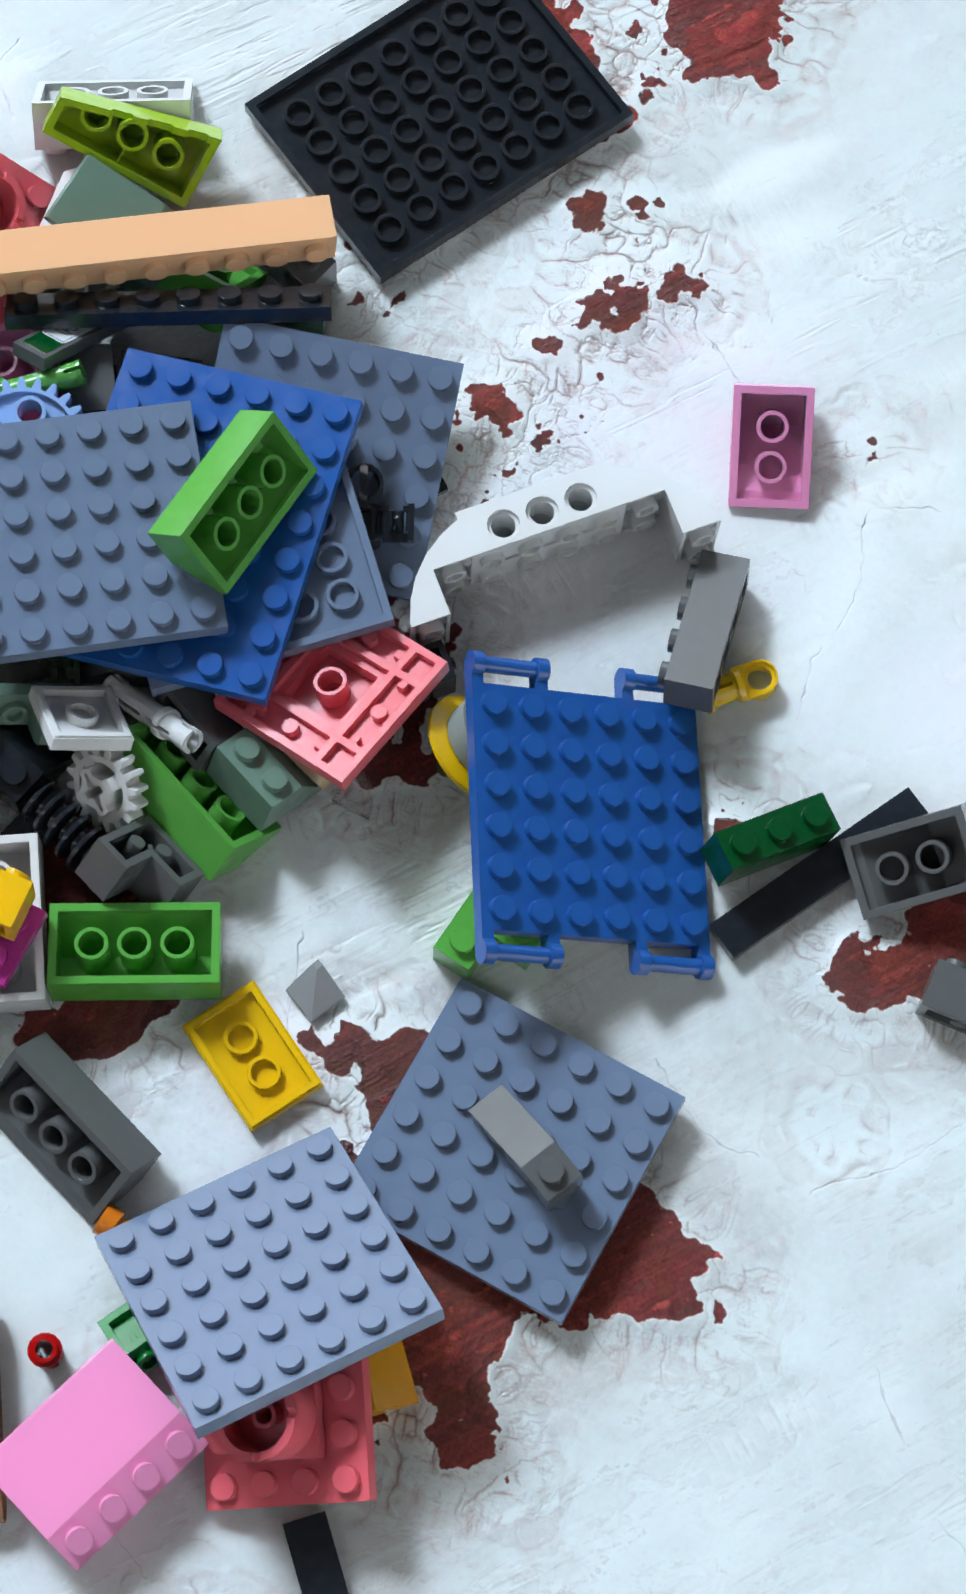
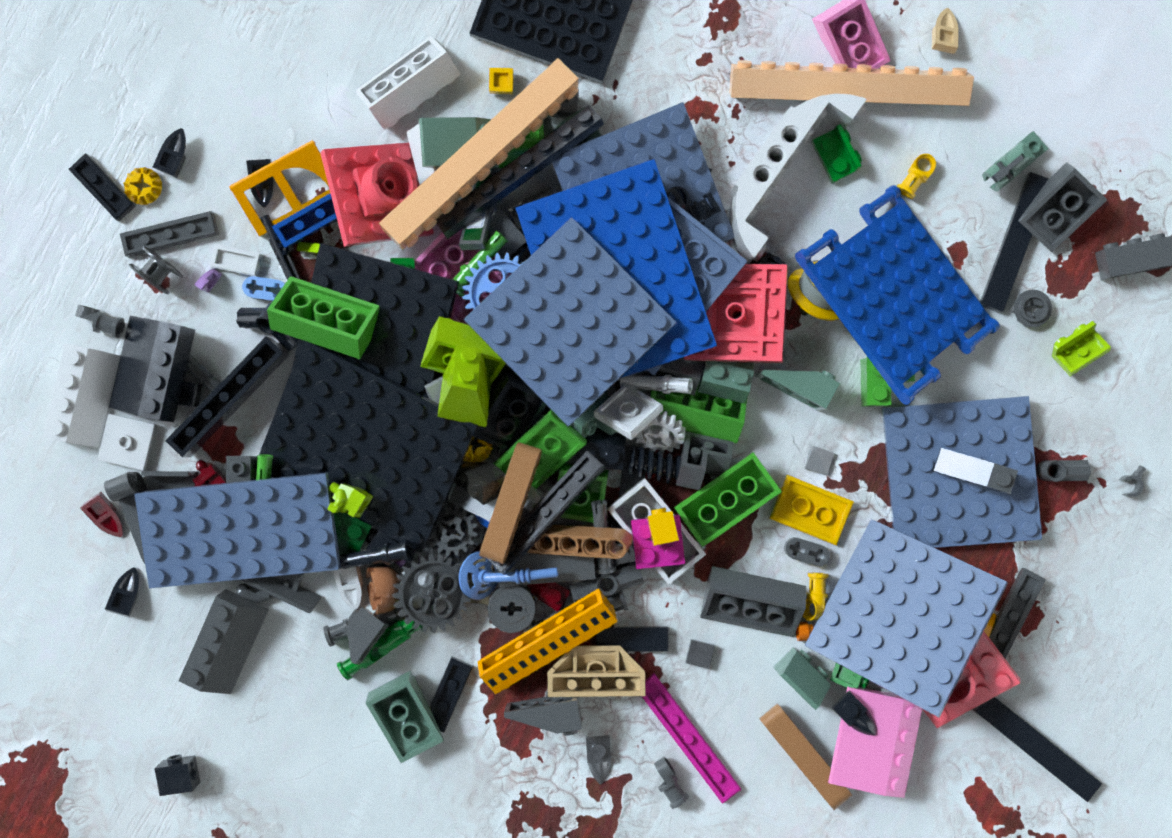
camera: 25 degrees left, 15 degrees up
(44, 1340) = (821, 714): red pin -> none
(59, 1284) = (803, 677): none -> sand green slope
(90, 1382) = (855, 714): none -> black plate
(137, 142) = (436, 93): lime wedge -> none
(156, 1189) = (816, 595): none -> yellow connector
(209, 1105) = (808, 546): none -> dark grey beam
(233, 499) = (635, 256): bright green slope -> none
(242, 188) = (501, 80): none -> yellow plate
(365, 860) = (808, 387): none -> sand green slope
(446, 1412) = (1015, 610): none -> dark grey plate
(641, 583) = (837, 153): none -> green bracket
(673, 1250) = (1064, 470): none -> dark grey piece
(705, 631) = (889, 159): brick -> none
(745, 512) = (875, 85): none -> light nougat brick
(770, 839) = (987, 243): dark green brick -> none
(774, 1336) = (1136, 478): none -> dark grey piece
(800, 977) = (1037, 299): none -> dark grey gear
(811, 1082) = (1079, 348): none -> lime bracket
(893, 756) = (1015, 161): none -> sand green plate
(912, 520) = (945, 32): none -> tan plate

